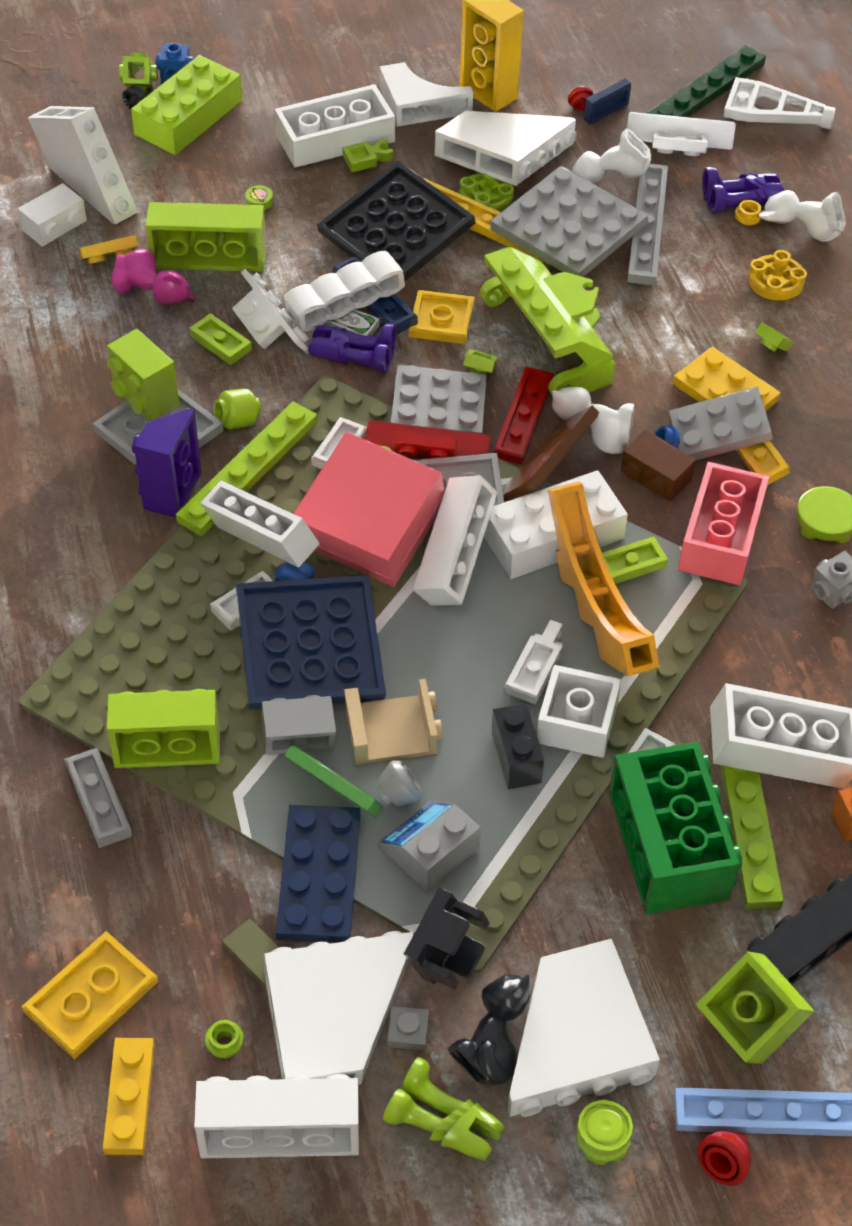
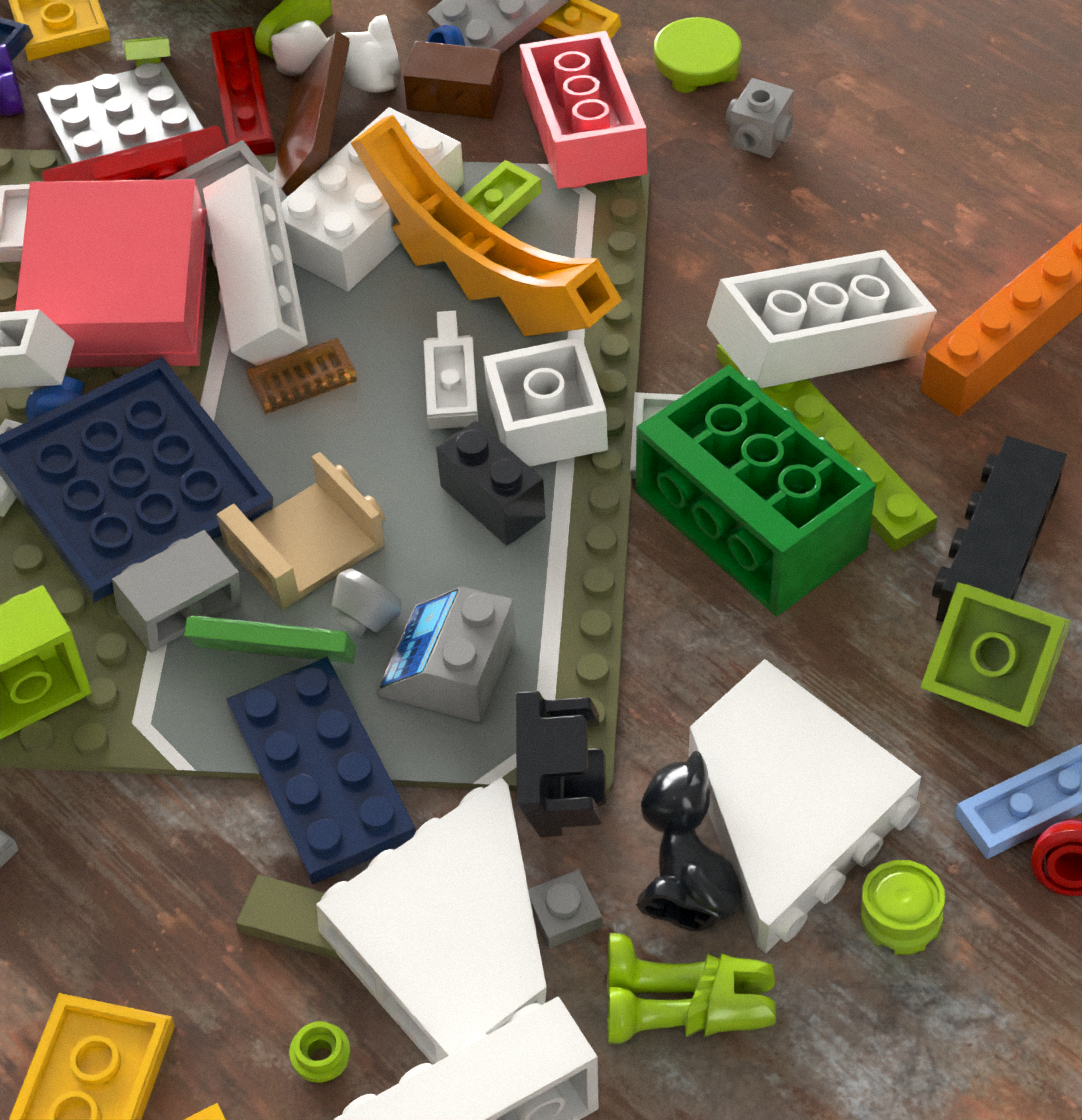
camera: 25 degrees left, 0 degrees up
(450, 622) = (301, 375): none -> clear orange tile

